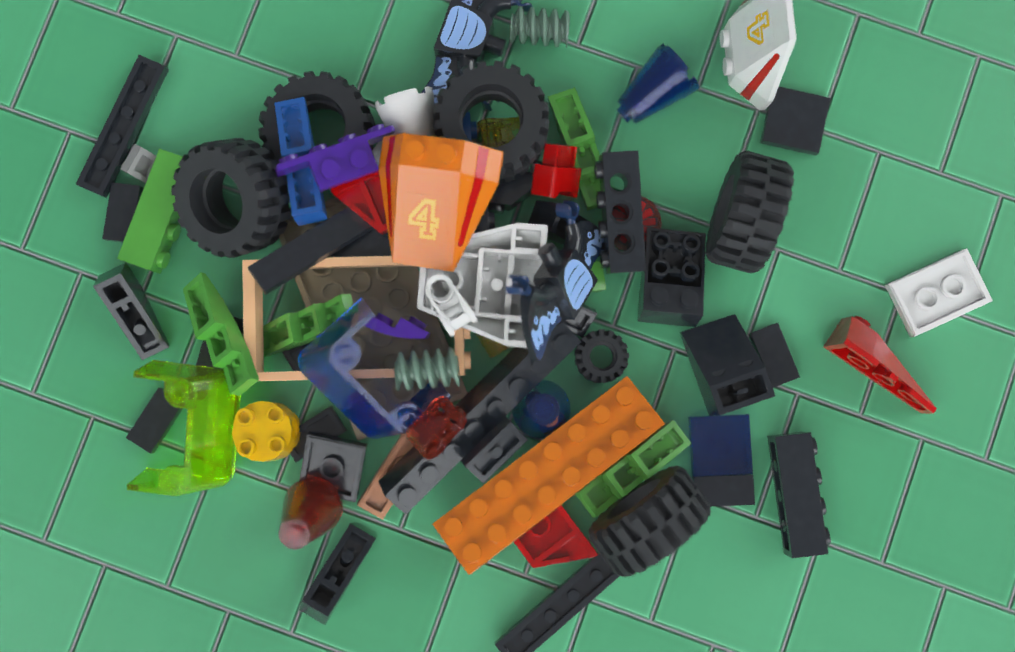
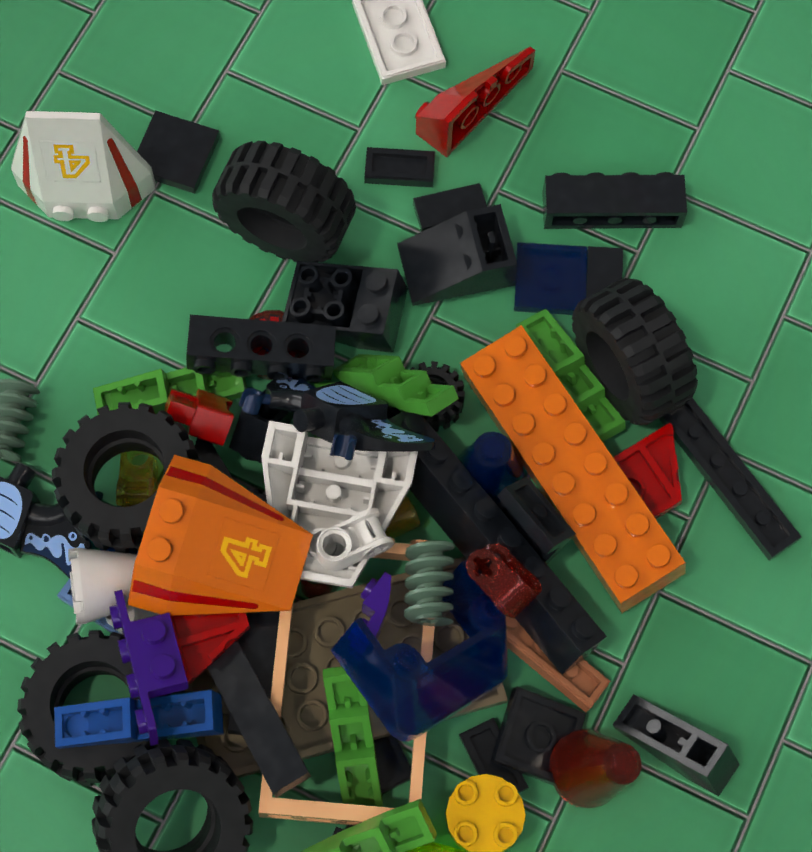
camera: 85 degrees left, 15 degrees down
(598, 325) = (399, 387): none -> bright green slope
(656, 86) = (109, 292): clear blue cone -> none
(807, 308) = (399, 167): none -> black tile

